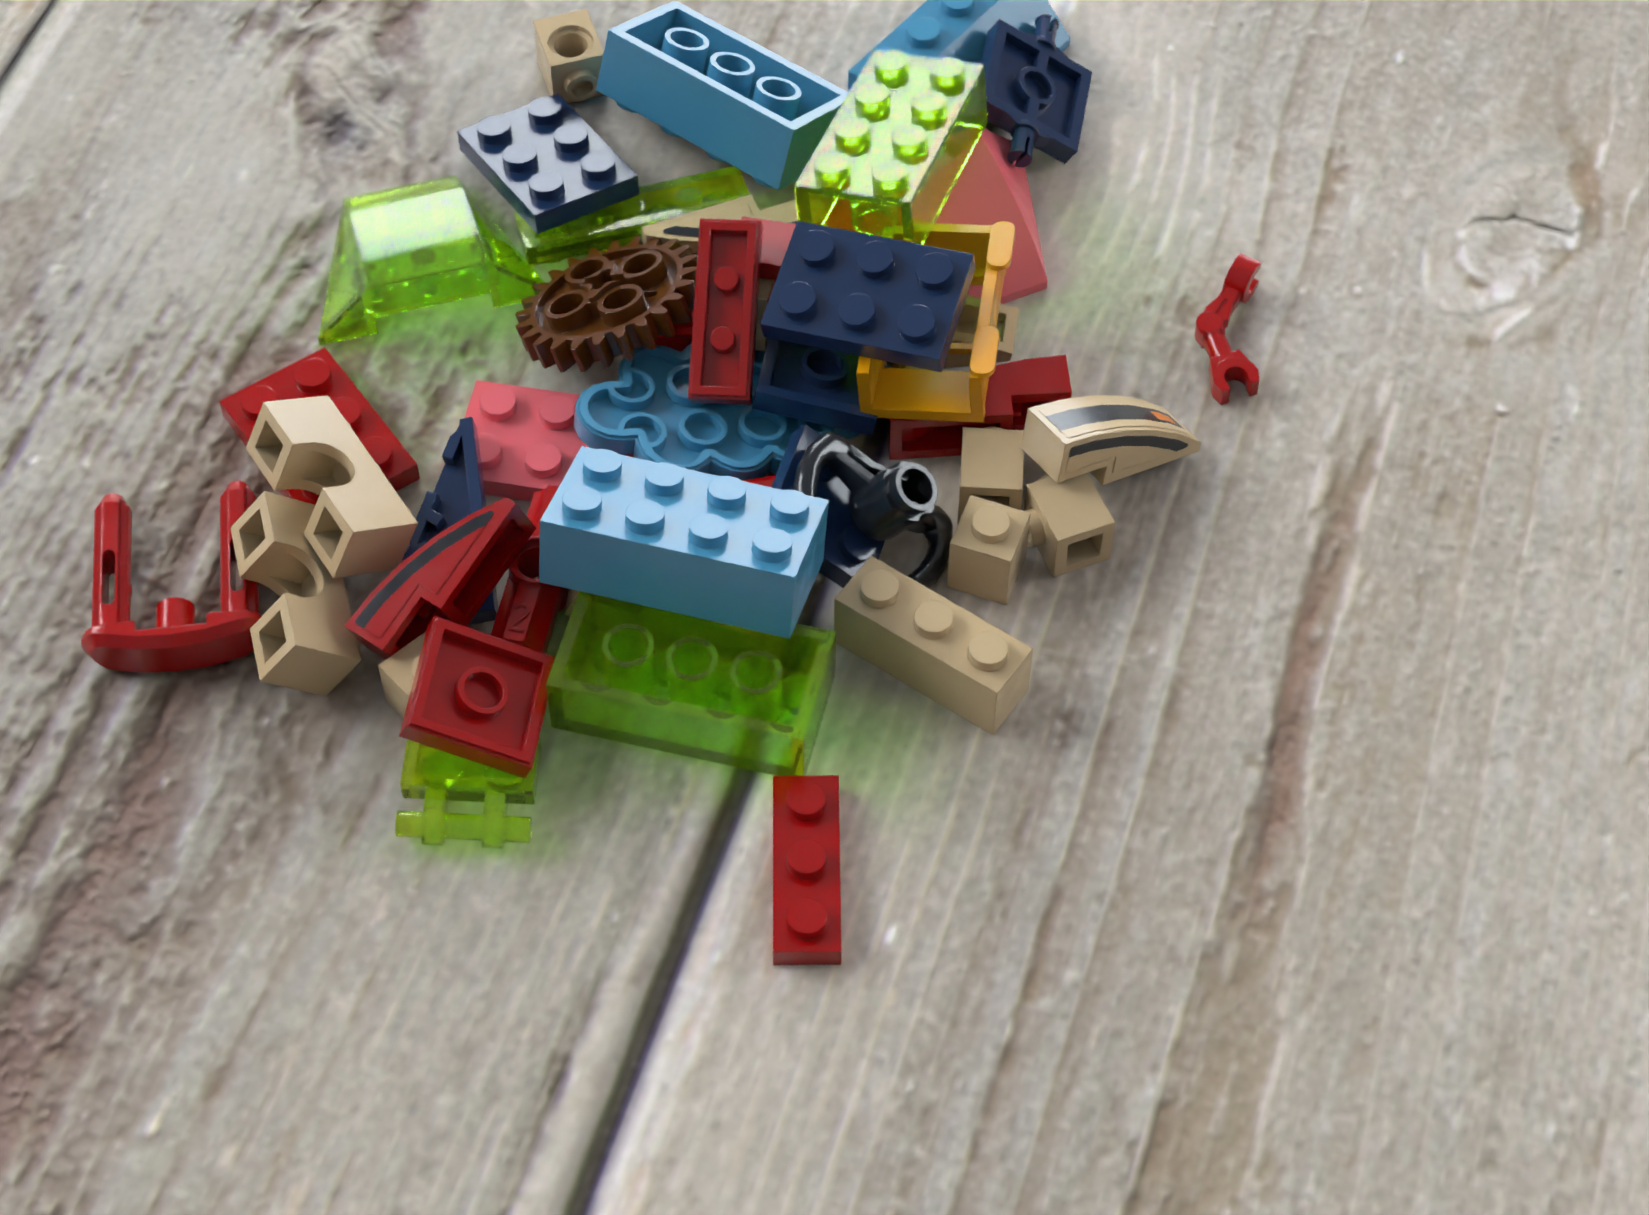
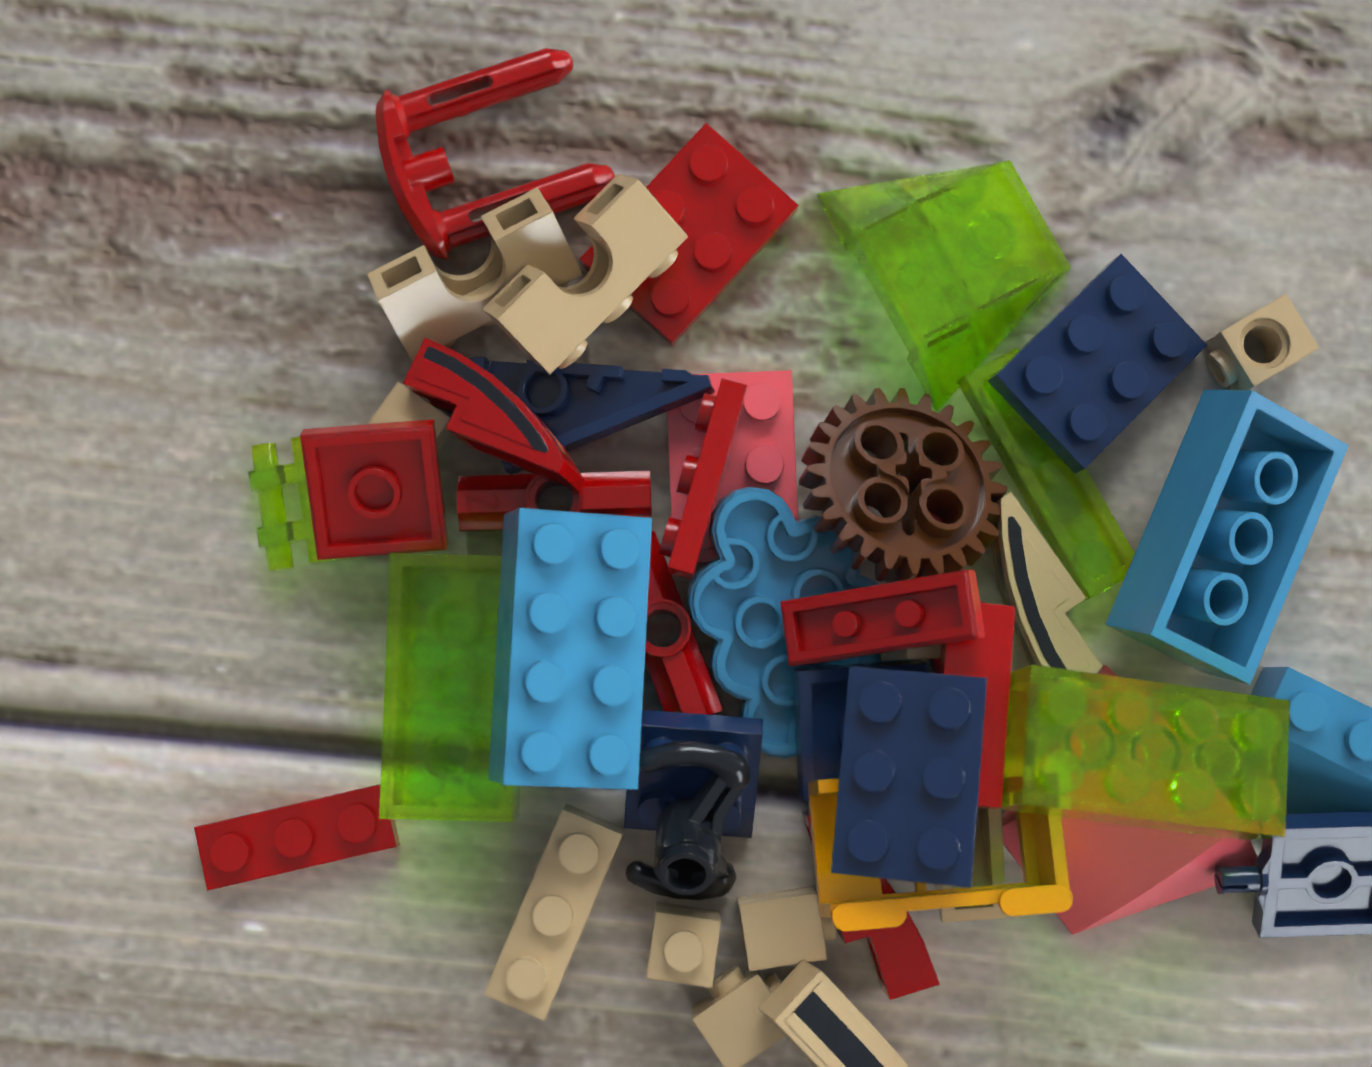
camera: 75 degrees right, 30 degrees up
(543, 426) = (702, 477): none -> red plate

